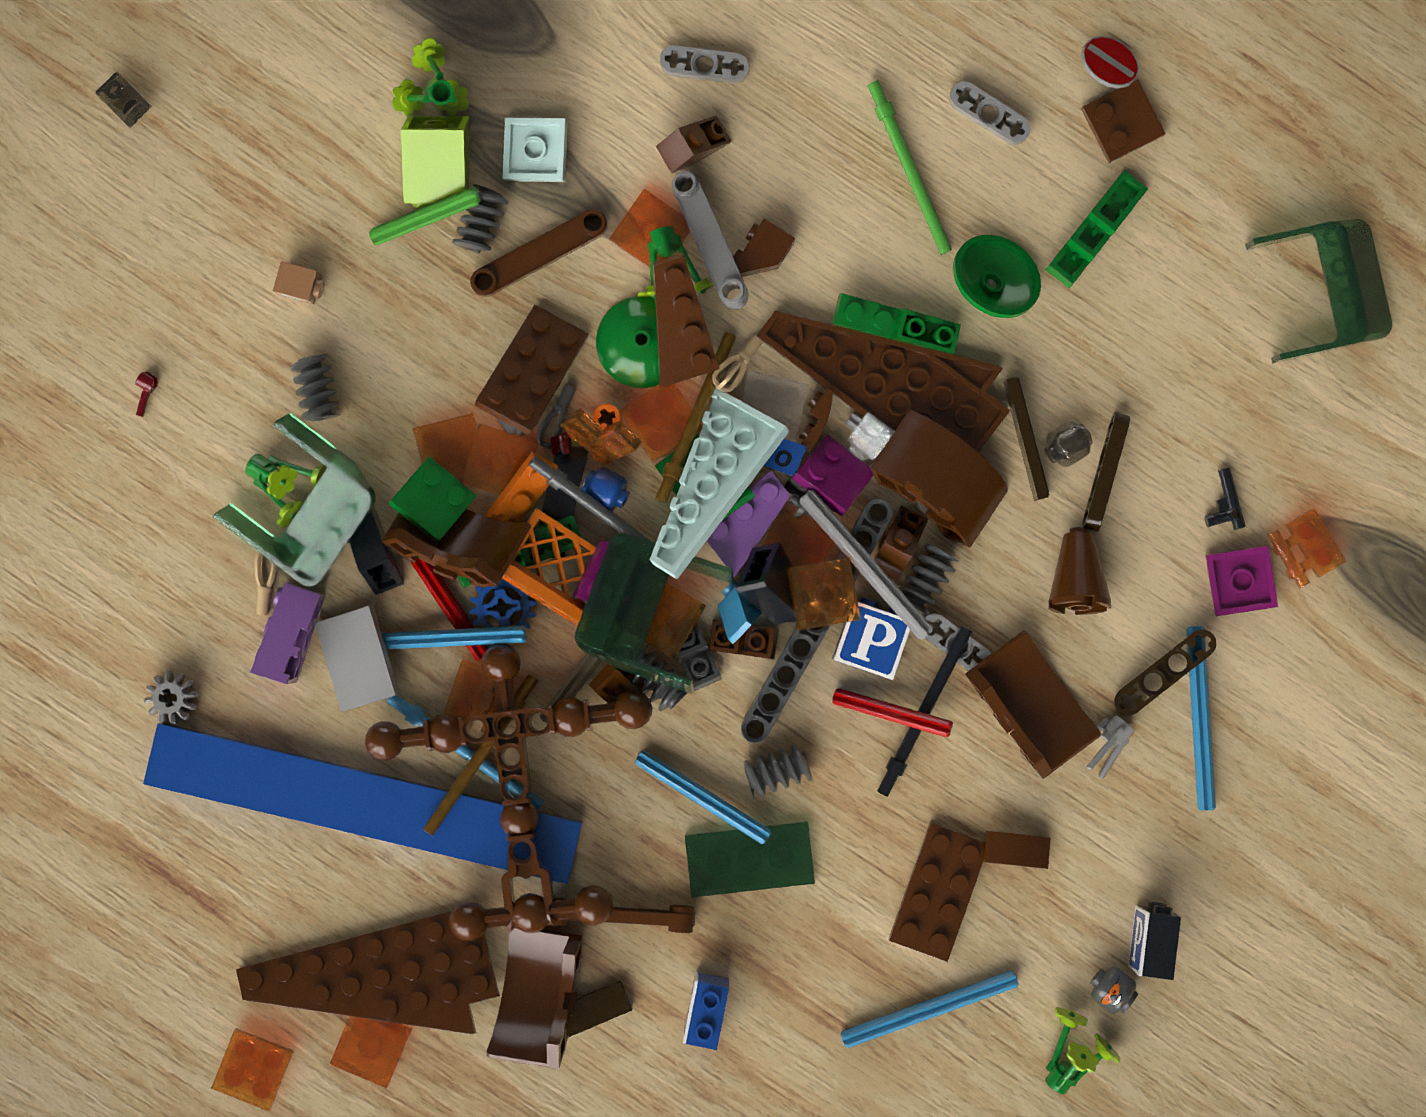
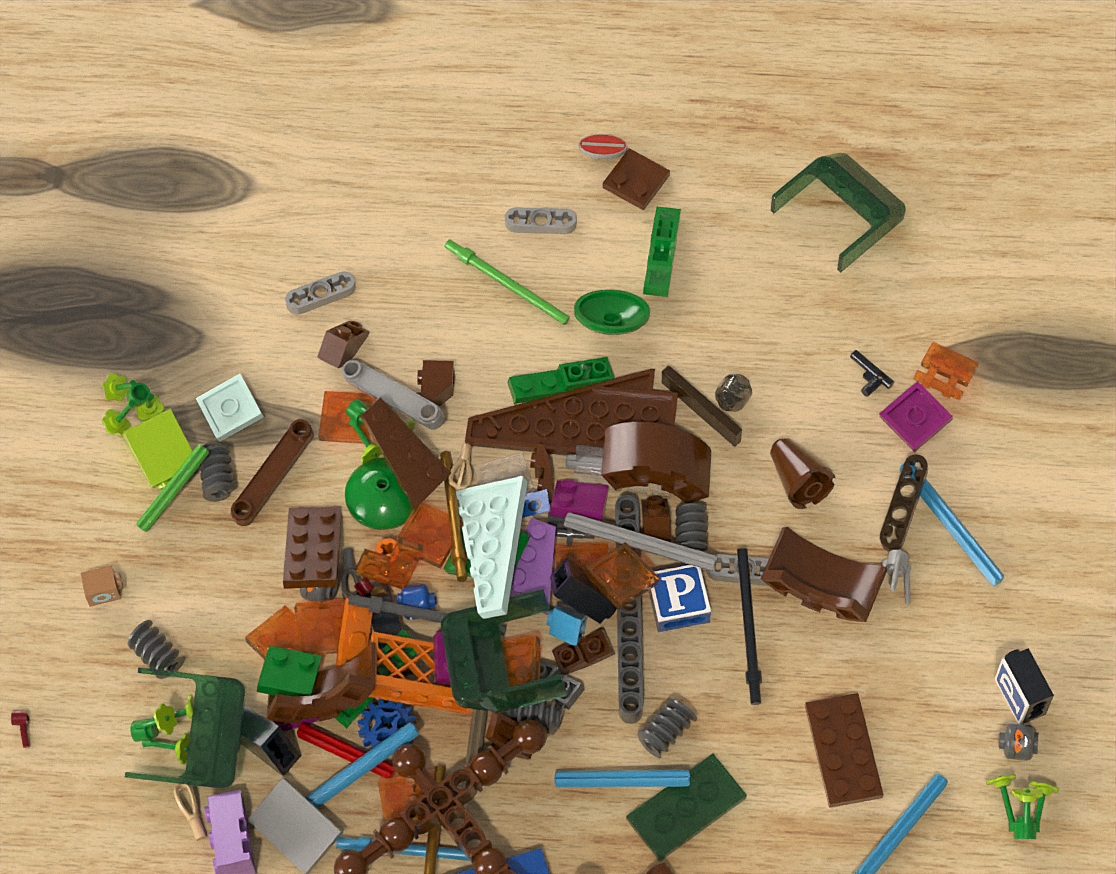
camera: 25 degrees left, 25 degrees down
(892, 712) = (725, 637): red axle -> none
(1017, 849) = (879, 682): reddish brown slope -> none
(1106, 472) = (772, 396): dark brown beam -> none

